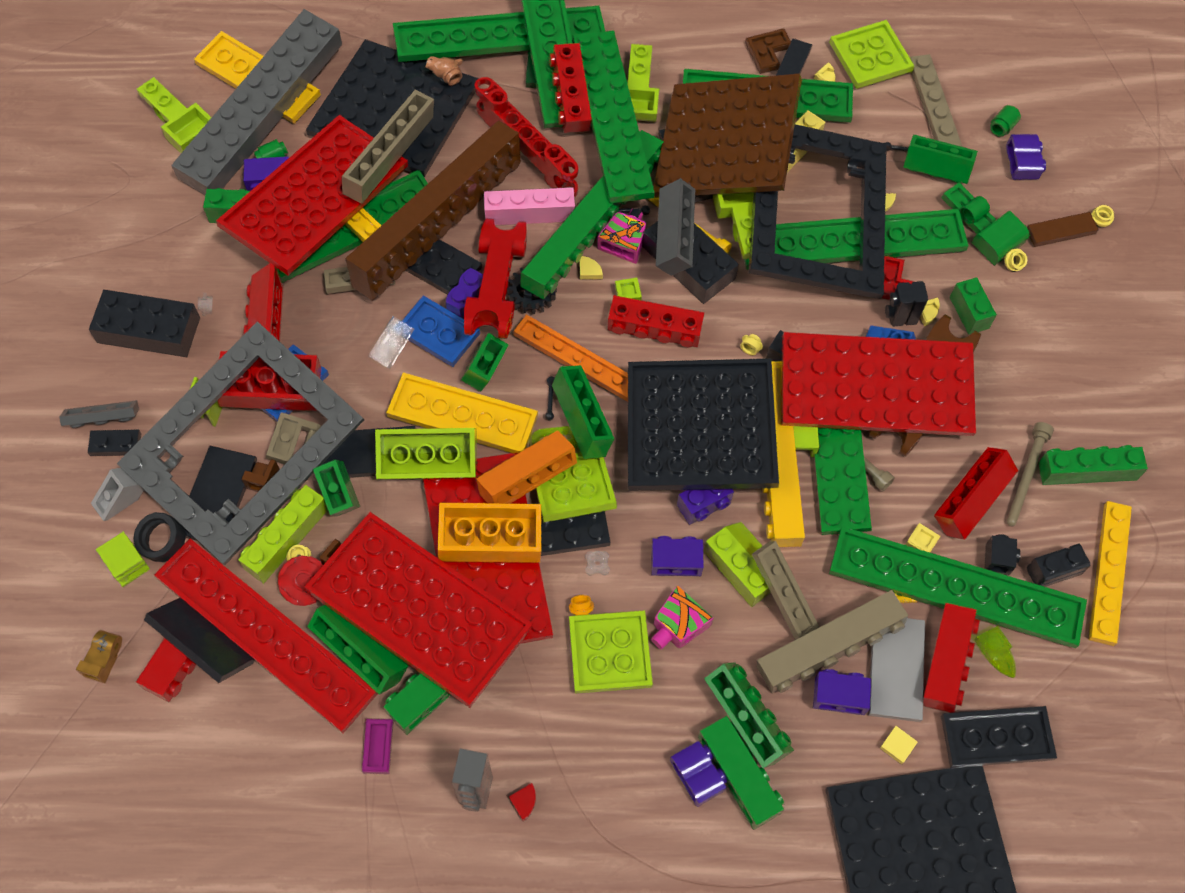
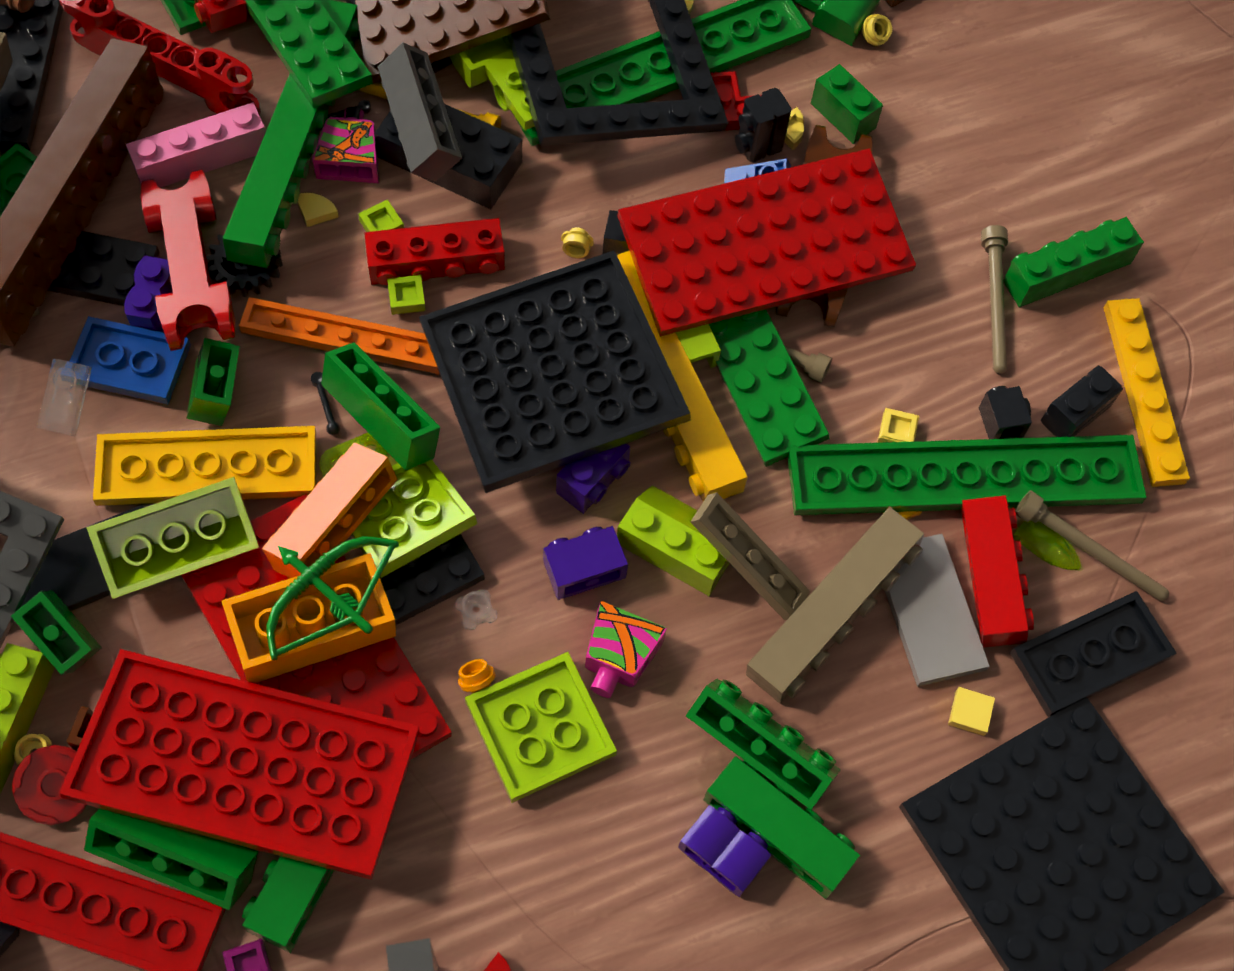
camera: 25 degrees left, 0 degrees up
(510, 530) = (340, 605): none -> green piece
(626, 344) = (406, 294): none -> lime plate
(842, 692) = (874, 667): dark purple brick -> none
(976, 493) = (944, 344): red brick -> none
(994, 626) = (1033, 509): none -> dark tan piece

